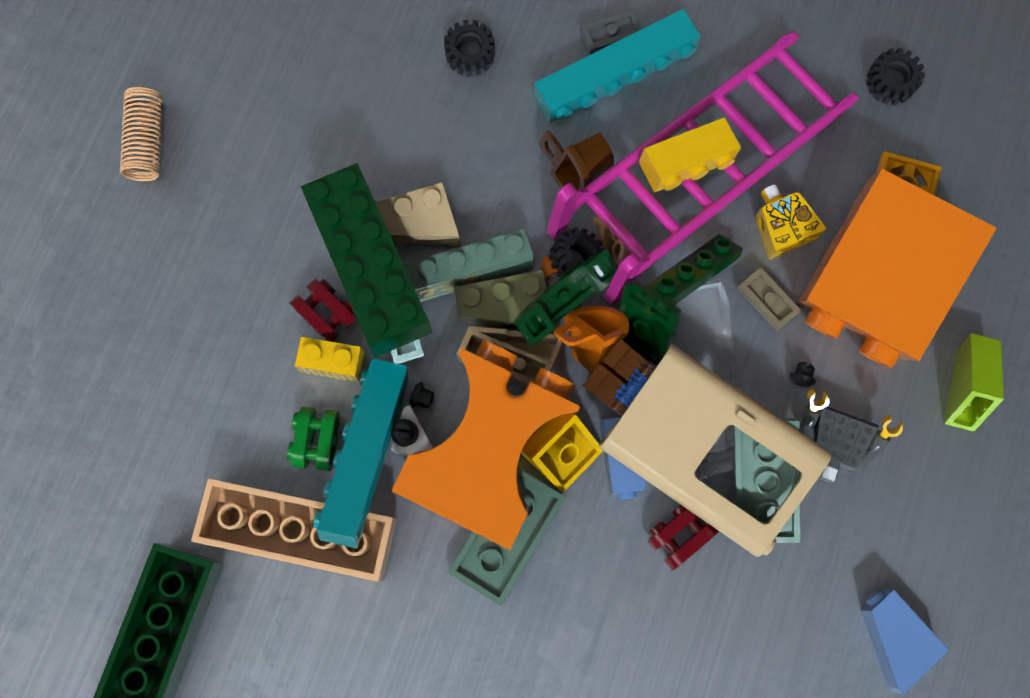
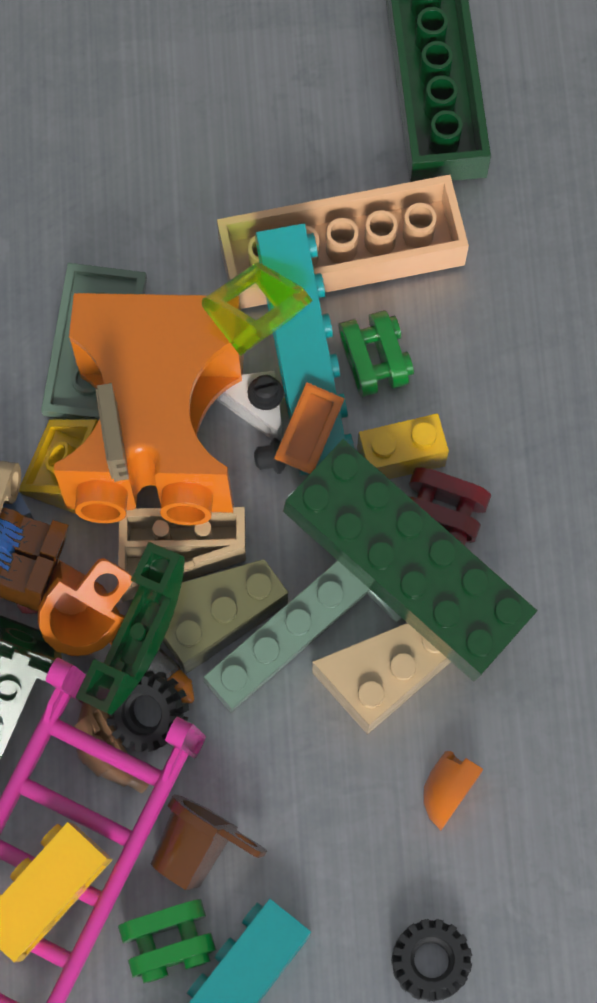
camera: 155 degrees right, 5 degrees down
(375, 458) = (242, 329): none -> clear neon green tile
(387, 389) = (309, 428): none -> orange tile
(409, 137) = (448, 786): none -> orange brick
(528, 409) = (112, 432): none -> dark tan tile
(622, 120) = (153, 962): none -> green brick

